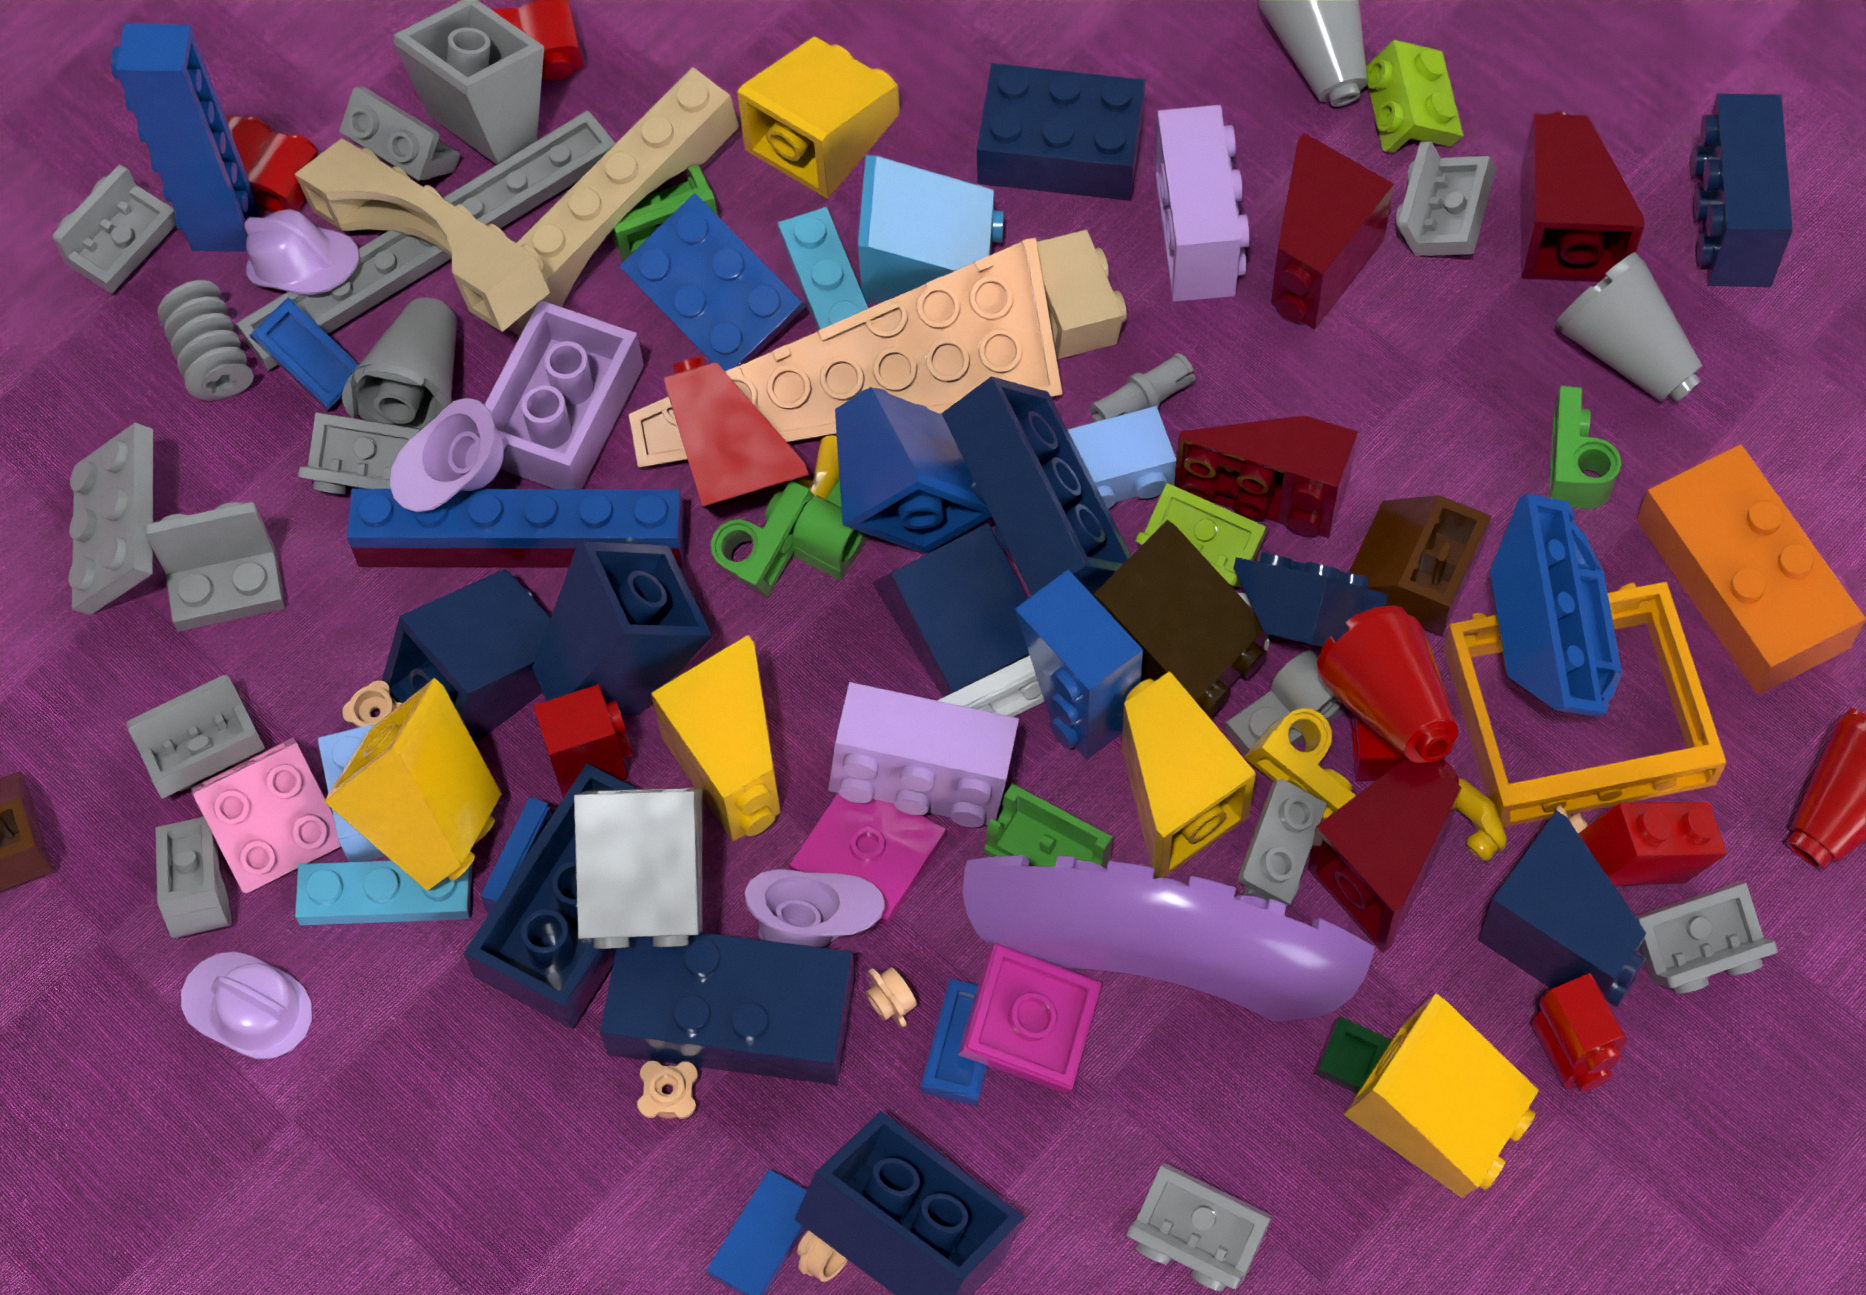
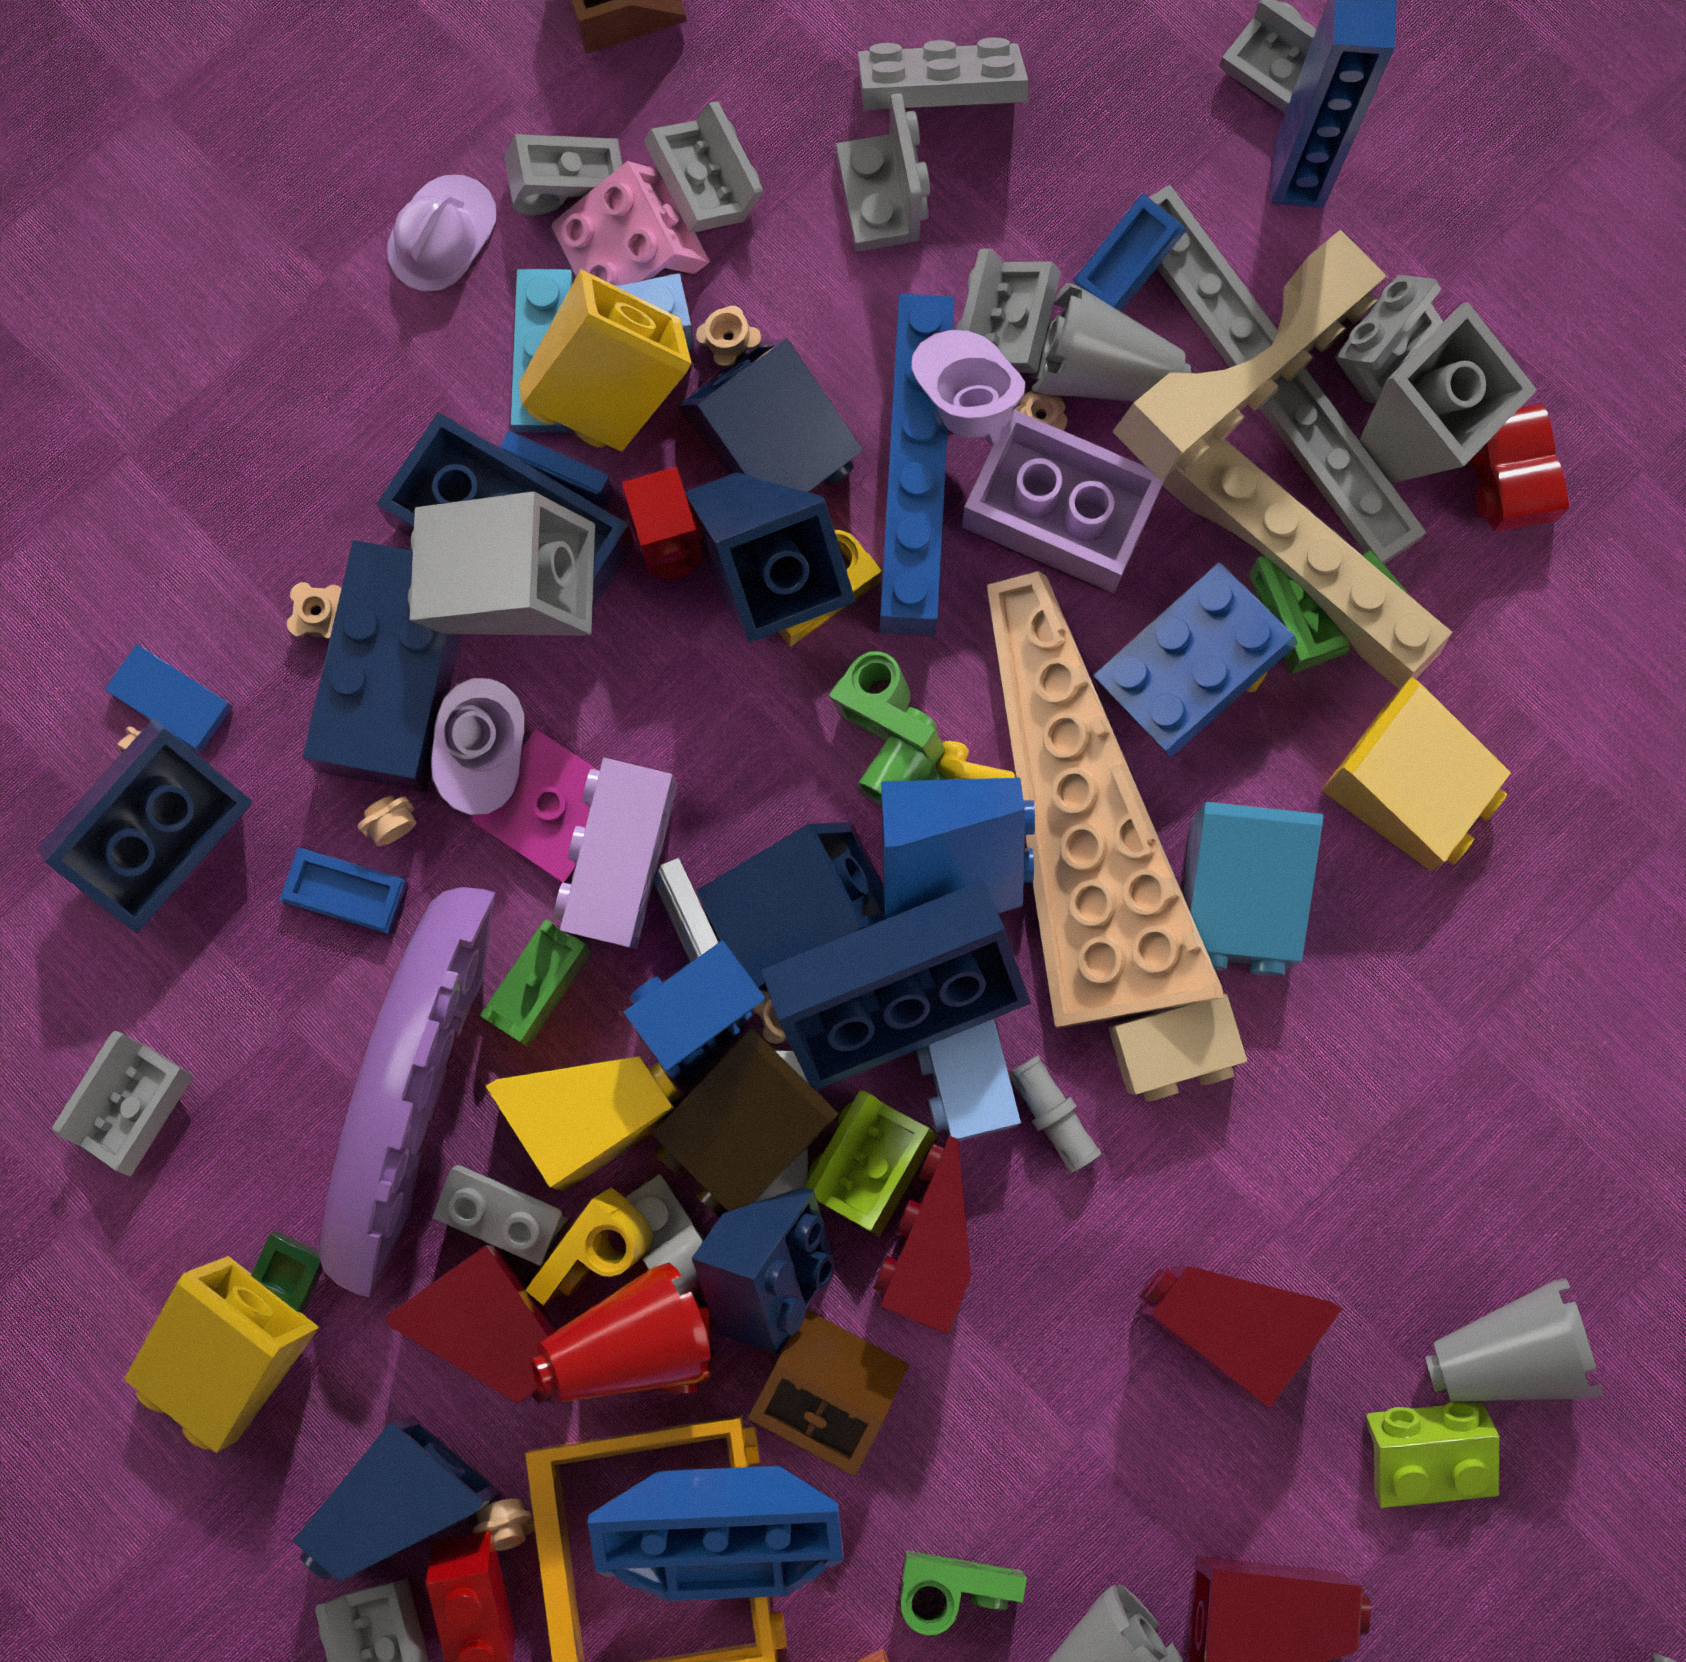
camera: 90 degrees right, 15 degrees up
(204, 341) = (1148, 150): light grey piece -> none
(271, 162) = (1367, 195): red brick -> none
(296, 255) = (1250, 243): lavender piece -> none
(721, 737) = (654, 664): yellow slope -> none
(725, 435) = (989, 667): slope -> none
(821, 267) = (1226, 777): medium azure plate -> none
(1030, 1018) = (348, 951): dark pink plate -> none
(1060, 131) = (1388, 1043): dark blue brick -> none
(1199, 203) = (1280, 1189): lavender brick -> none
(1444, 202) = (1286, 1475): light grey bracket -> none
(1483, 813) = (535, 1433): yellow arm -> none
(1579, 1033) = (268, 1503): red brick -> none

